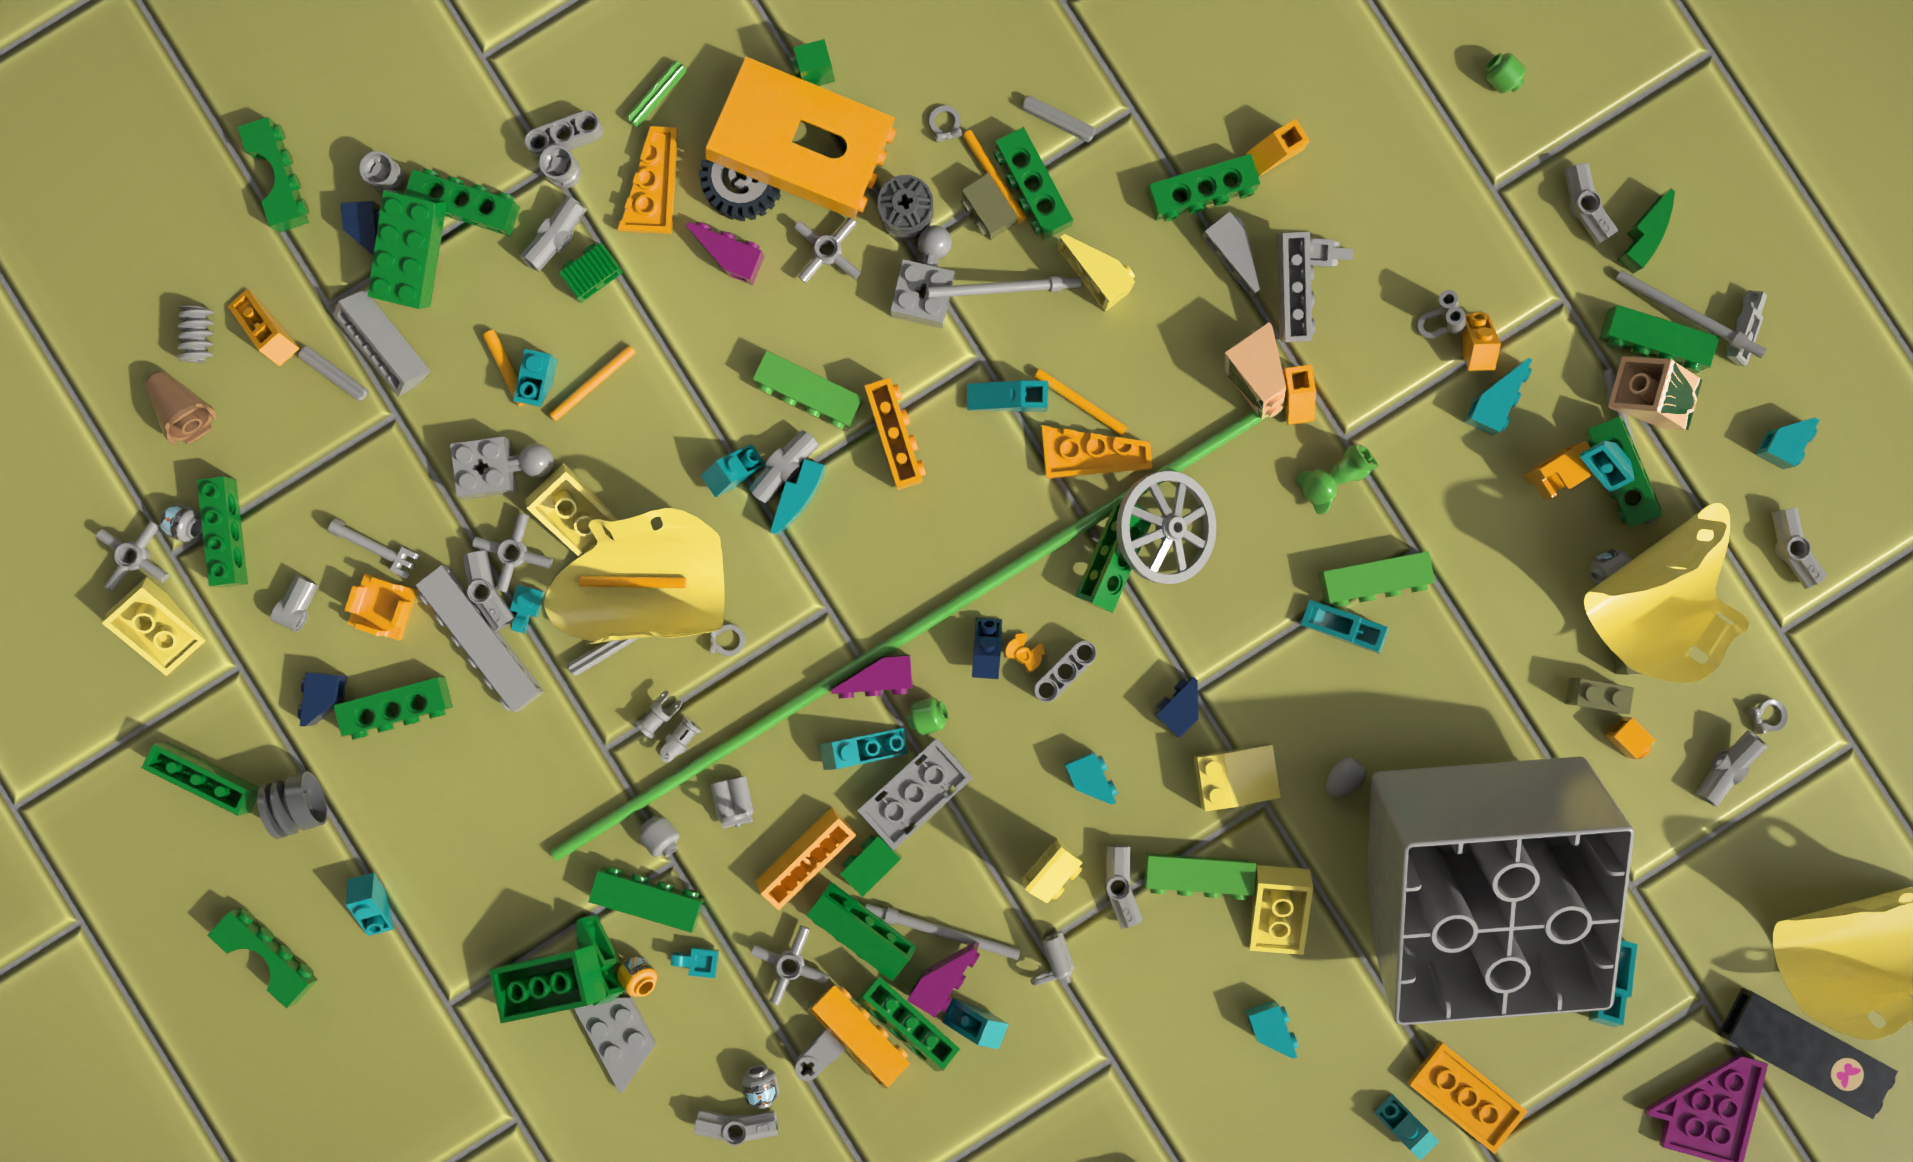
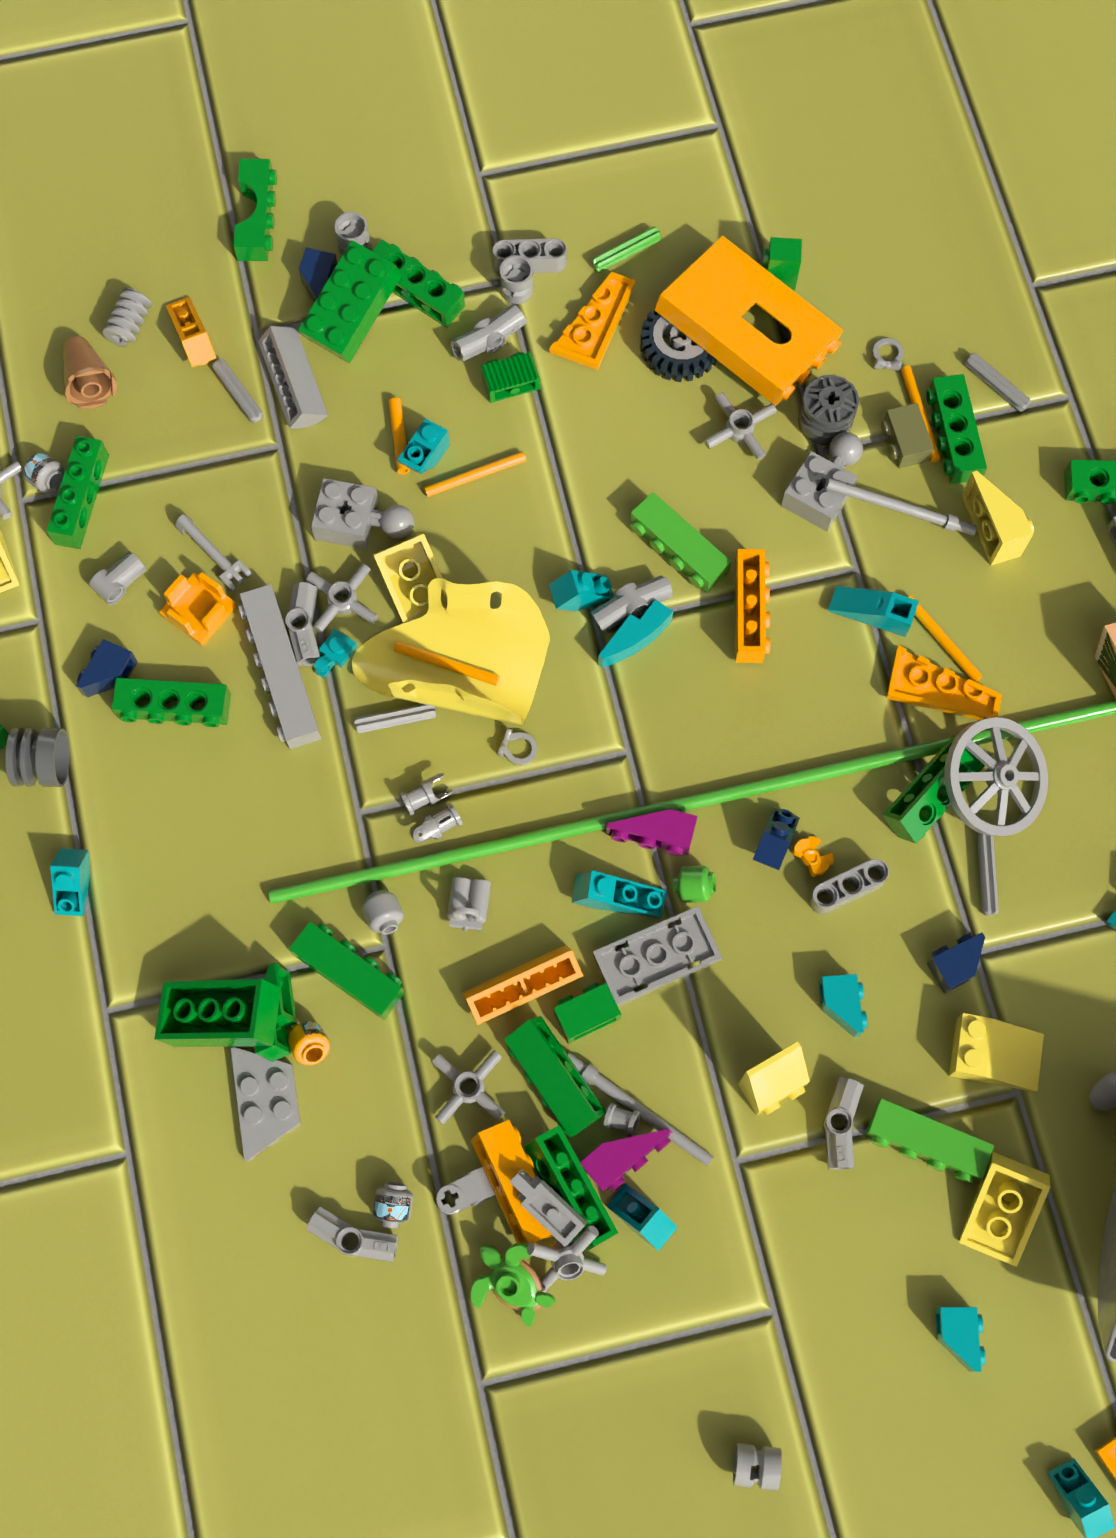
camera: 20 degrees right, 15 degrees down
(701, 961) = (377, 1054): teal plate -> none
(735, 258) = (649, 404): magenta slope -> none
(883, 1115) = (512, 1281): none -> bright green animal
(892, 1052) = (548, 1207): none -> light grey hinge
(923, 1085) = (567, 1261): none -> light grey bar
(931, 947) = (622, 1119): none -> light grey bush
(1059, 960) = (752, 1177): light grey piece -> none
(1184, 618) = (987, 875): none -> light grey axle

